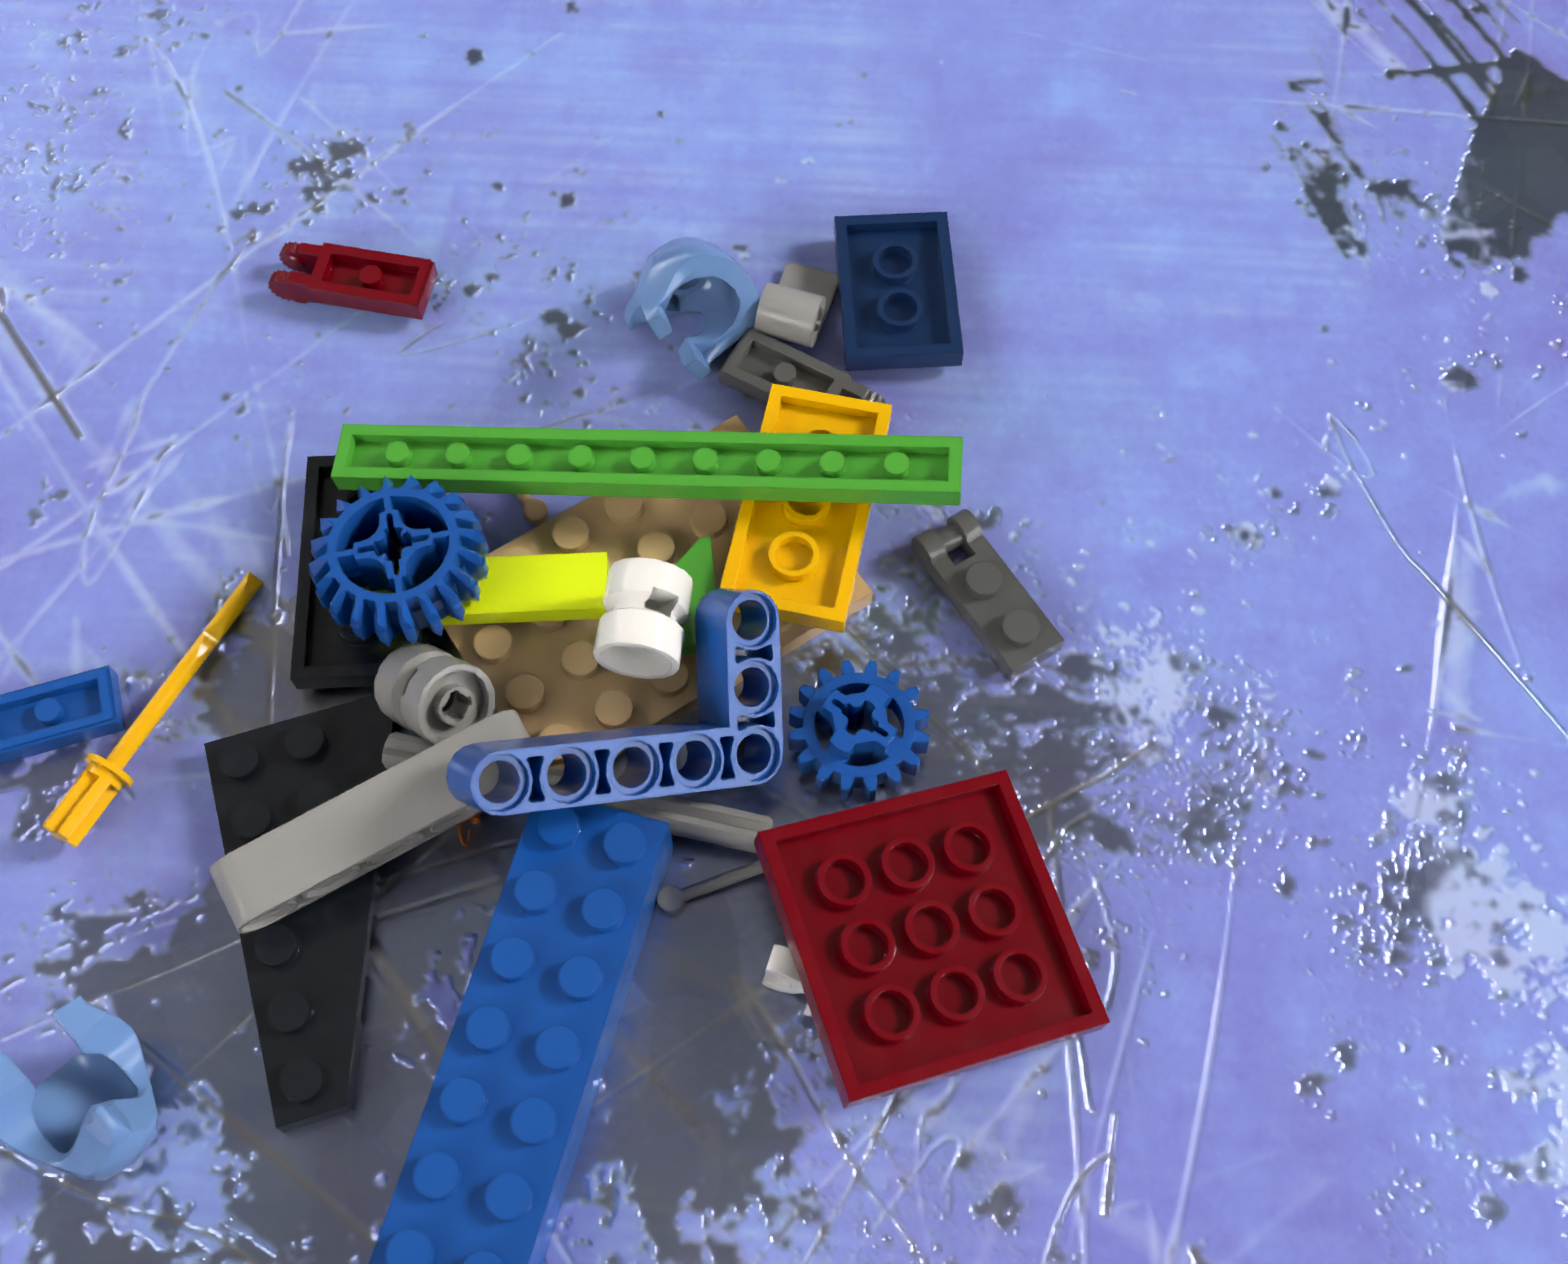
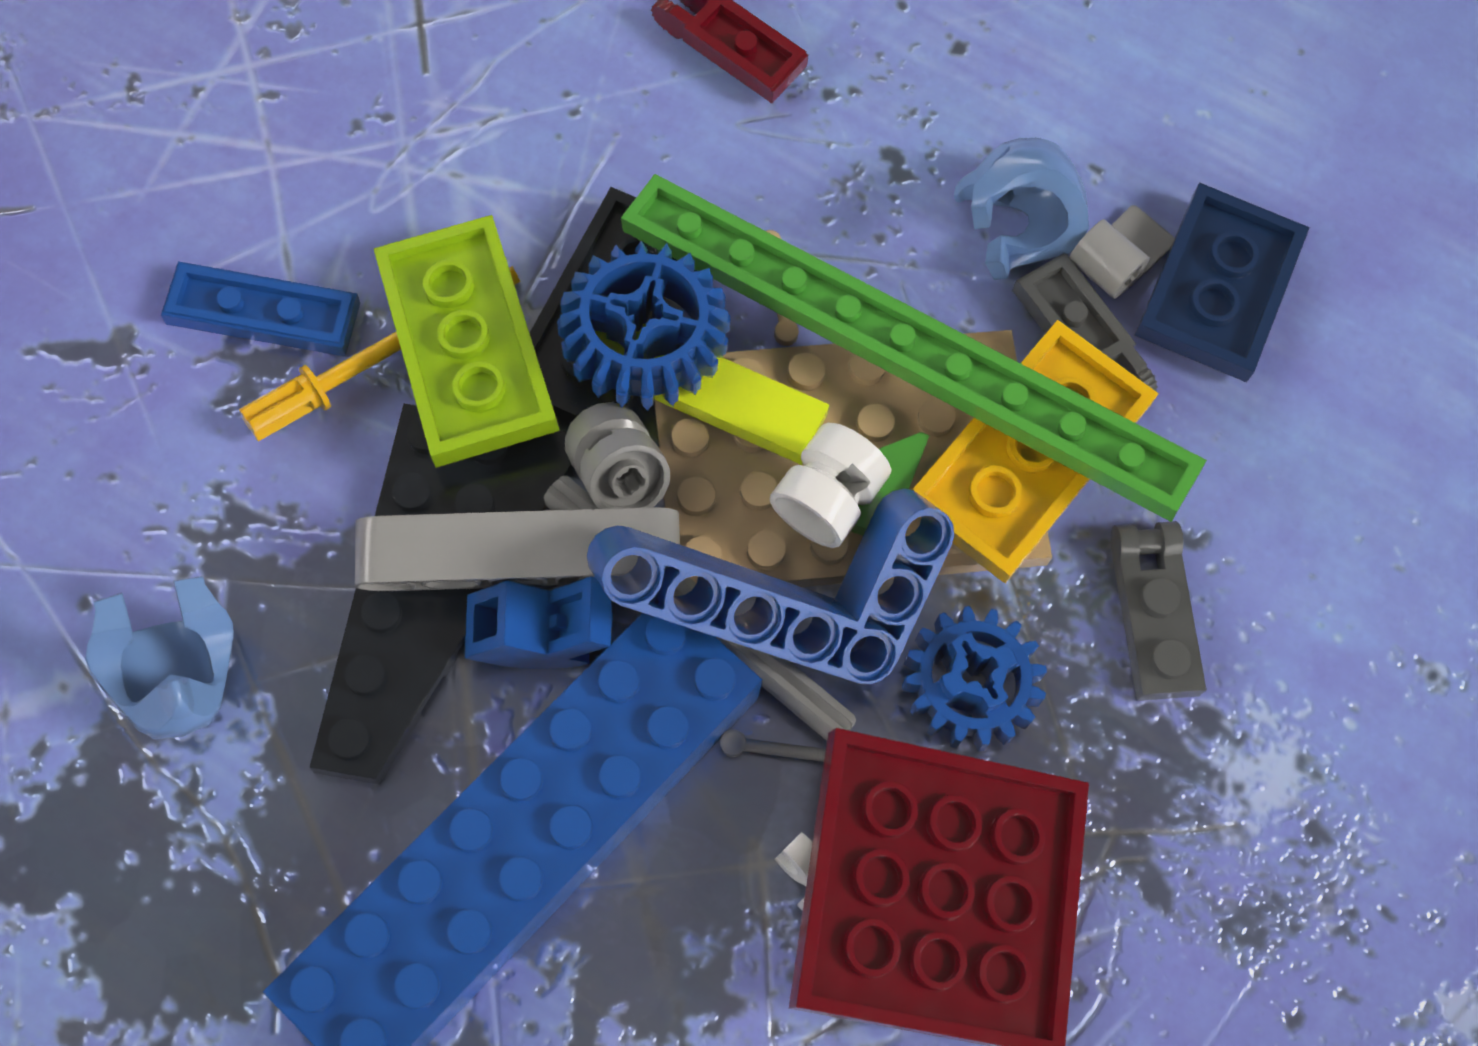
camera: 20 degrees right, 5 degrees up
(236, 656) = (465, 341): none -> lime plate
(434, 884) = (536, 626): none -> blue brick

